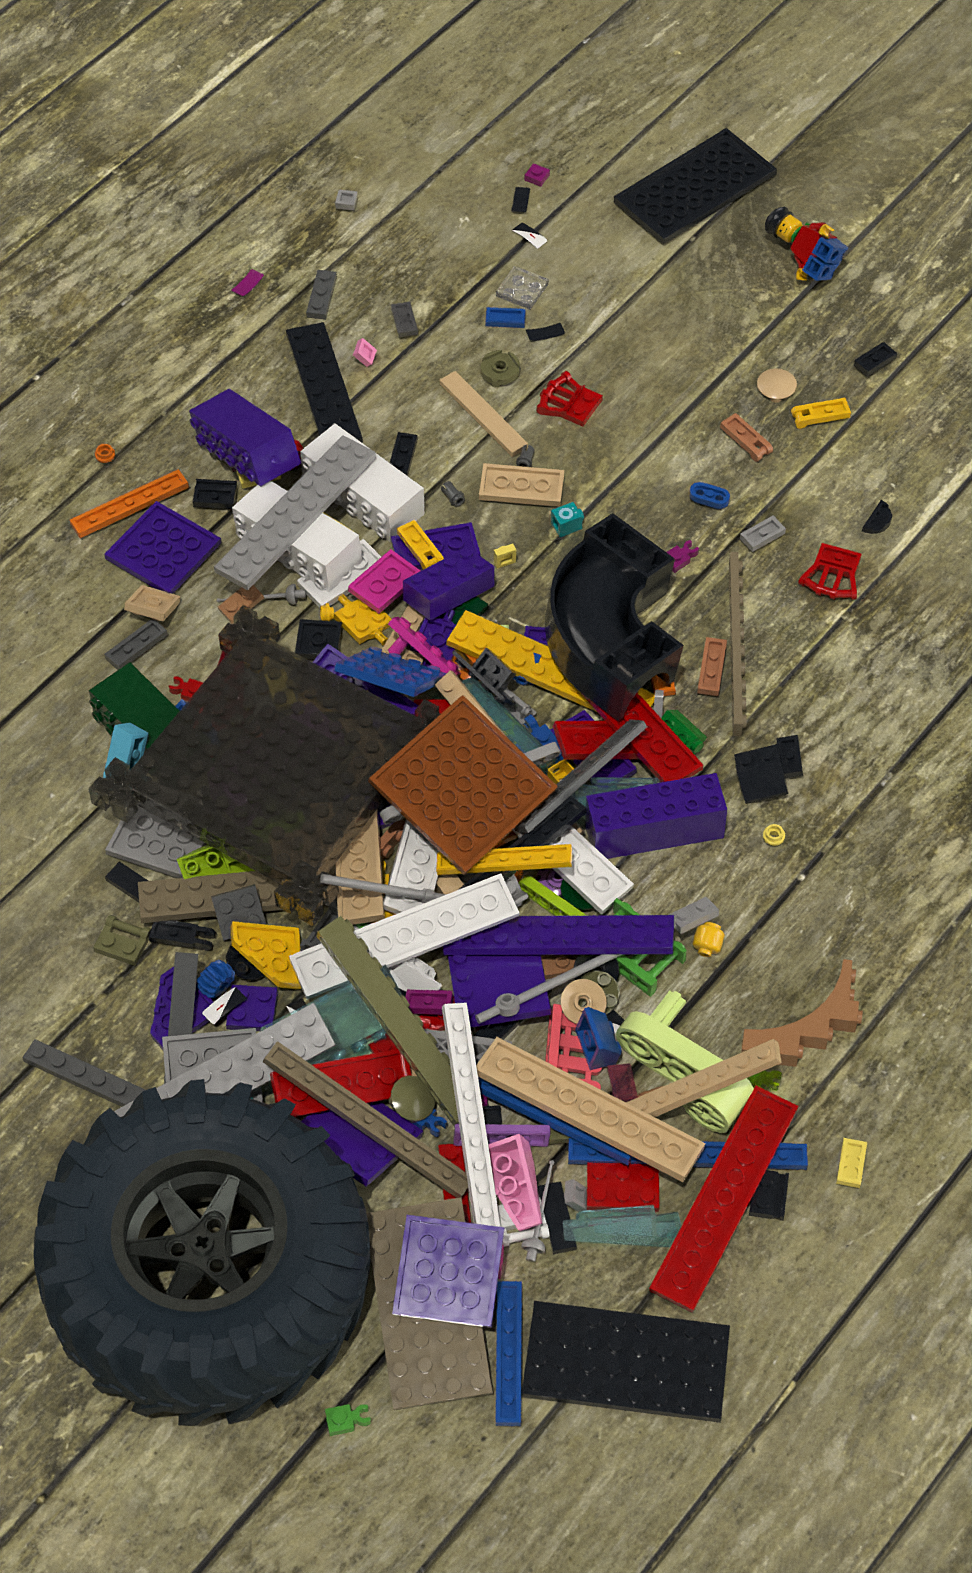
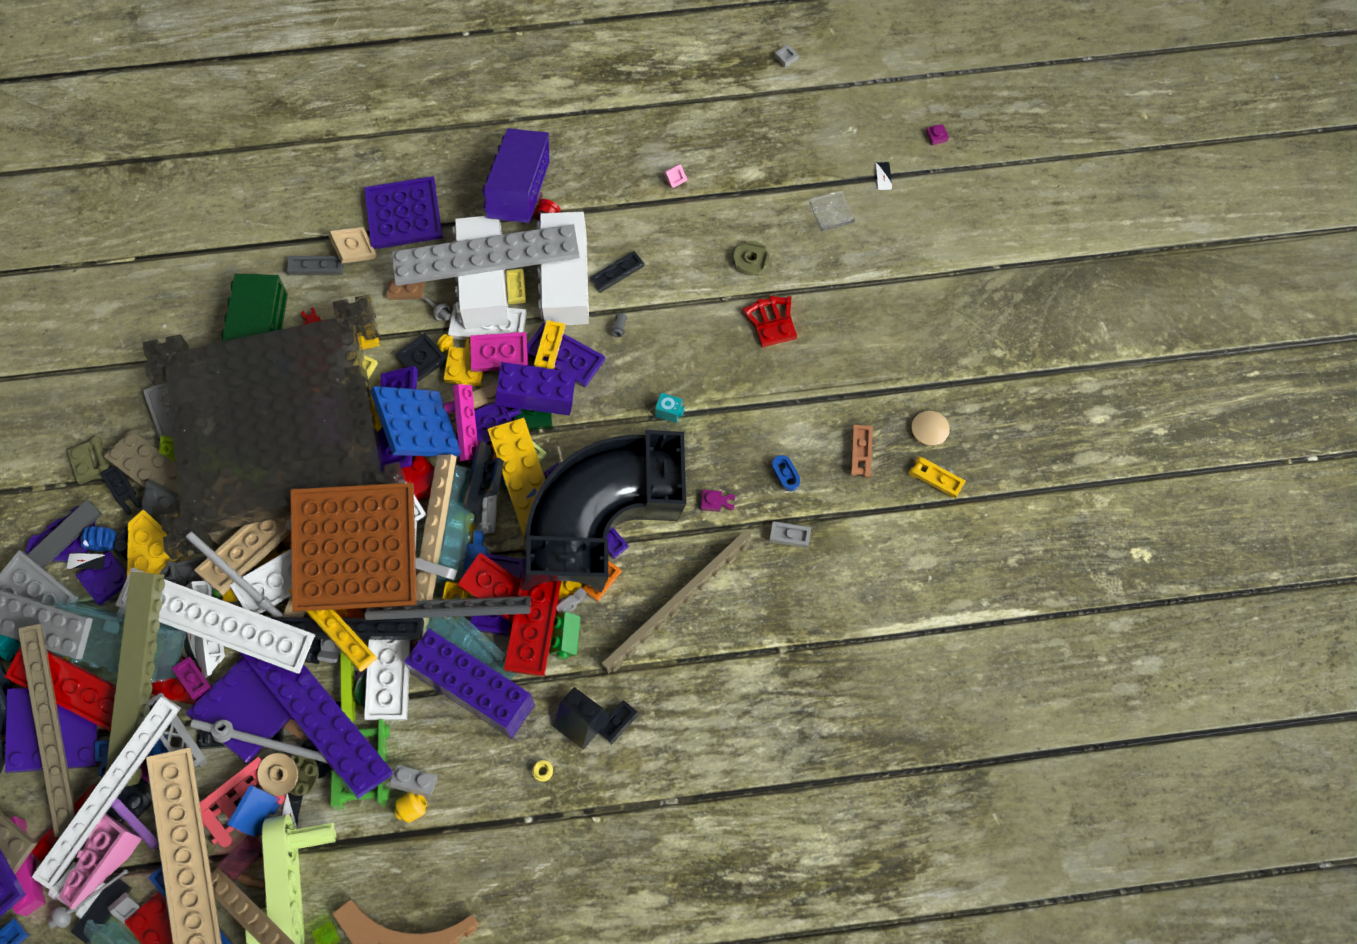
camera: 45 degrees right, 10 degrees up
(104, 453) = (443, 118): orange plate -> none
(125, 880) = (137, 420): black tile -> none
(127, 744) = (211, 331): medium azure brick -> none
(129, 503) = (419, 164): orange plate -> none
(214, 493) = (471, 199): black plate -> none
(248, 282) = (661, 68): magenta sticker -> none
(321, 294) = (697, 112): dark grey plate -> none
(322, 379) = (627, 178): black plate -> none
(404, 319) = (728, 172): flat silver plate -> none
(411, 1099) = (98, 736): olive dish -> none
(483, 413) = (704, 283): tan tile -> none
(504, 556) = (599, 399): light yellow plate -> none
(505, 317) = (798, 224): blue tile -> none
(520, 199) = (906, 145): black sticker -> none
(521, 485) = (669, 356): tan plate -> none
(525, 456) = (691, 340): dark grey pin -> none
(545, 332) = (813, 256): black sticker -> none
(694, 185) = (1041, 228): black plate -> none
(712, 666) = (643, 604): nougat plate -> none
(813, 246) = (1070, 342): piece -> none
(836, 561) = (818, 603): red plate -> none
(875, 359) = (1024, 468): black plate -> none
(879, 519) = (888, 596): black tile -> none

